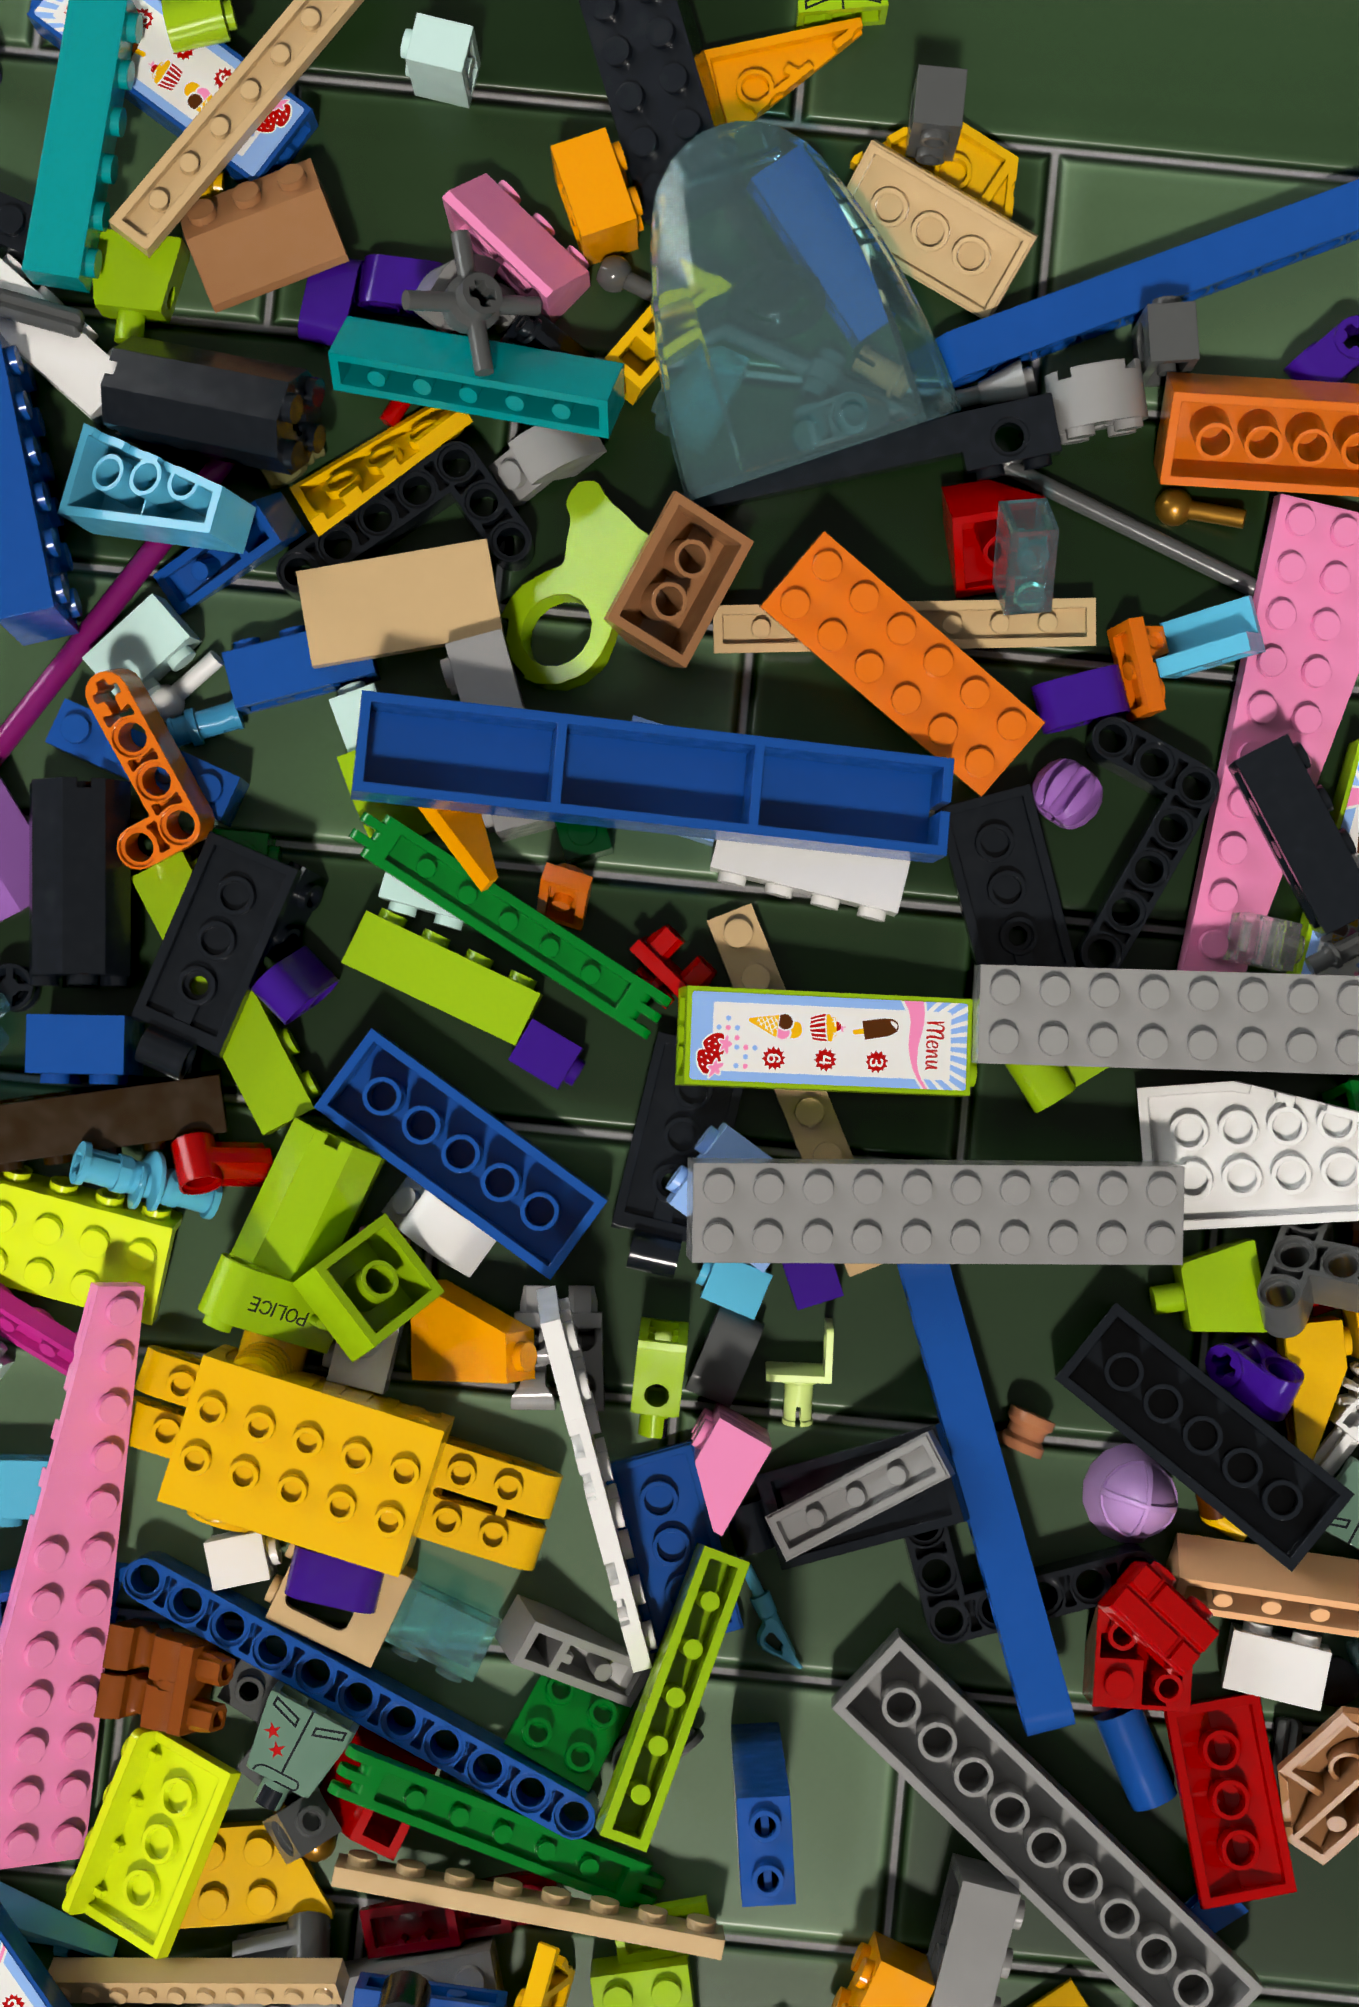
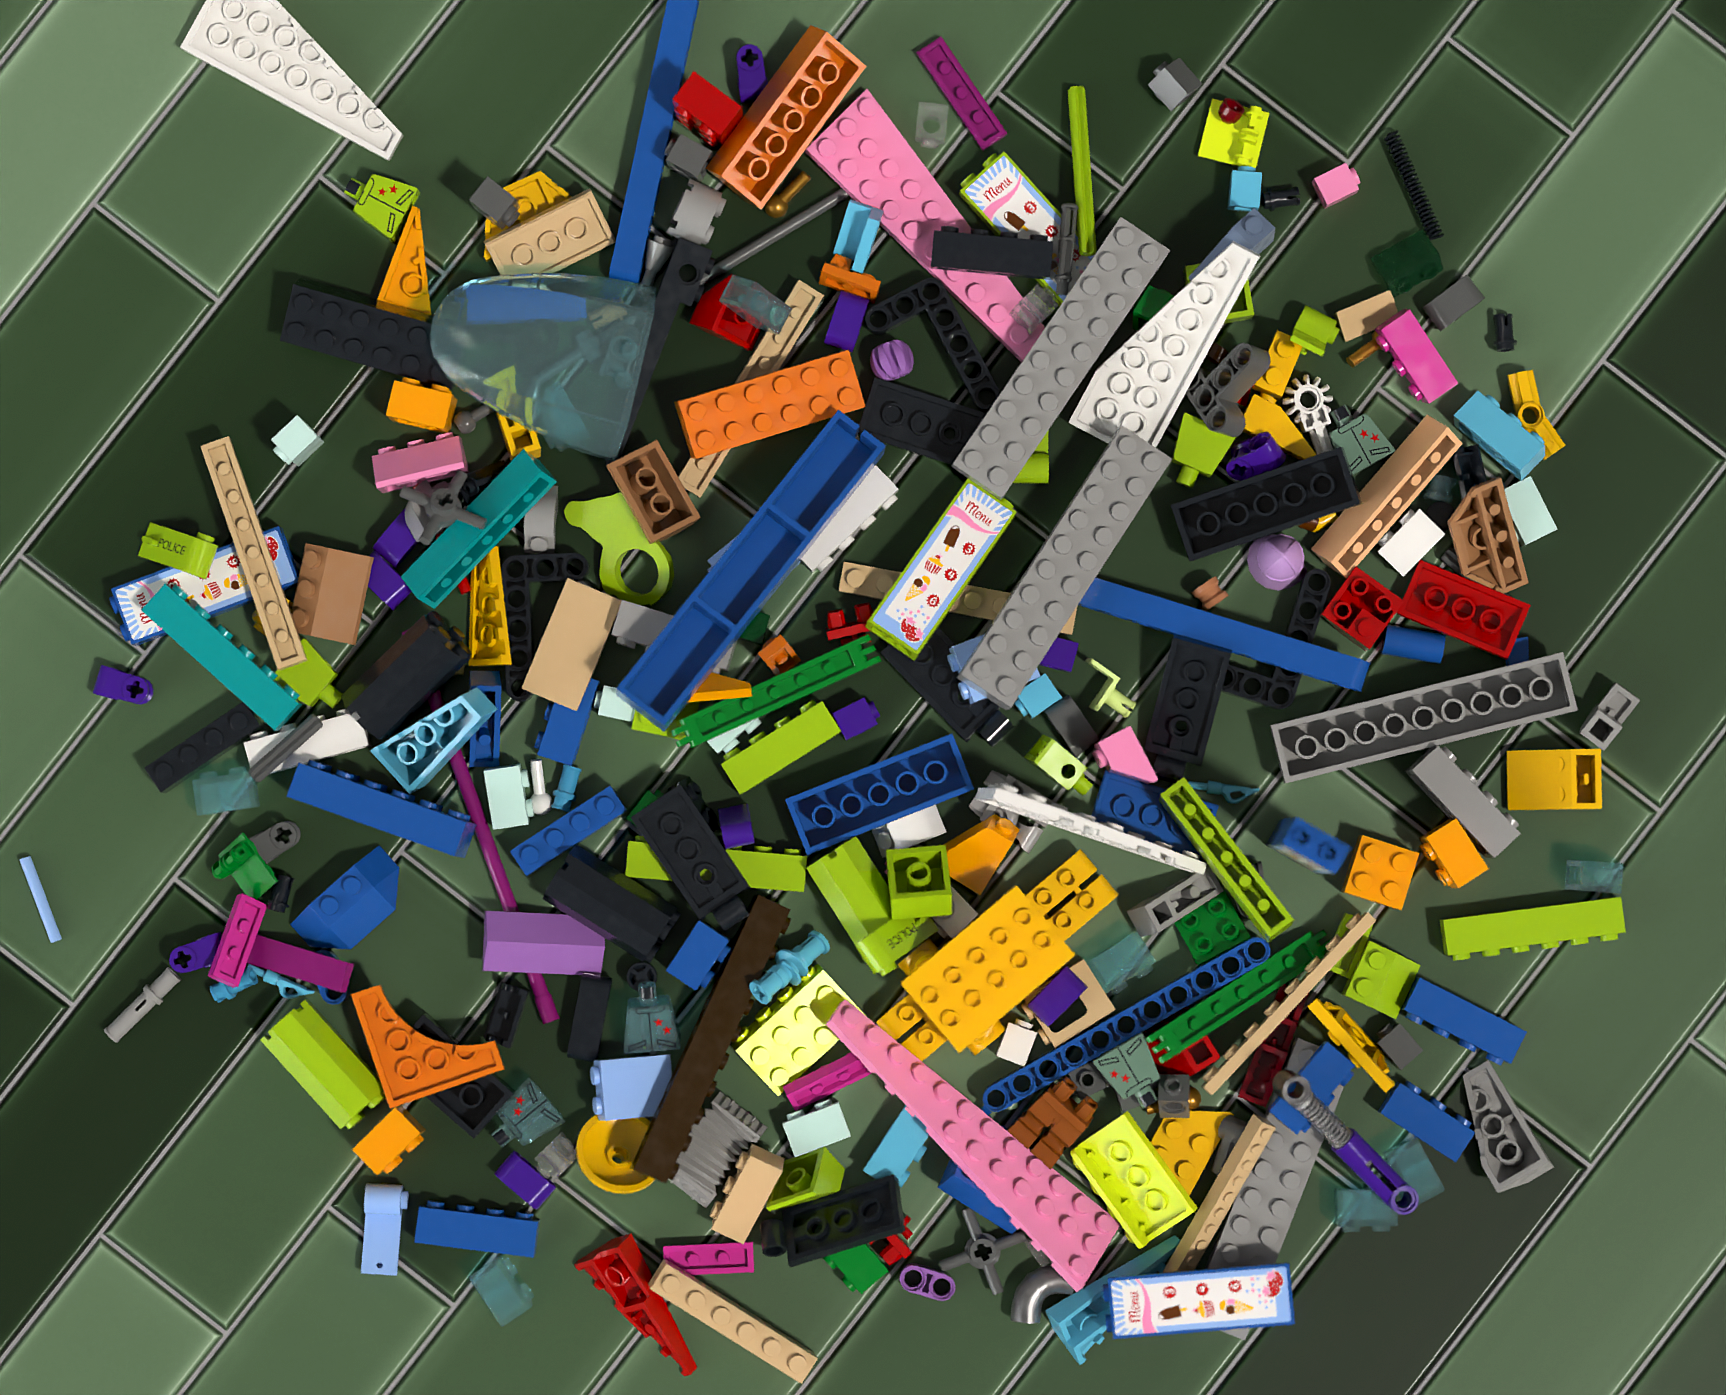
camera: 60 degrees left, 0 degrees up
(141, 765) = (572, 830): orange beam -> none
(208, 1164) = (802, 928): red piece -> none
(799, 1934) = (1380, 872): none -> light orange brick
(860, 1495) = (1185, 699): light grey tile -> none
(1159, 1617) = (1343, 585): red brick -> none
(1250, 316) = (707, 110): none -> red brick

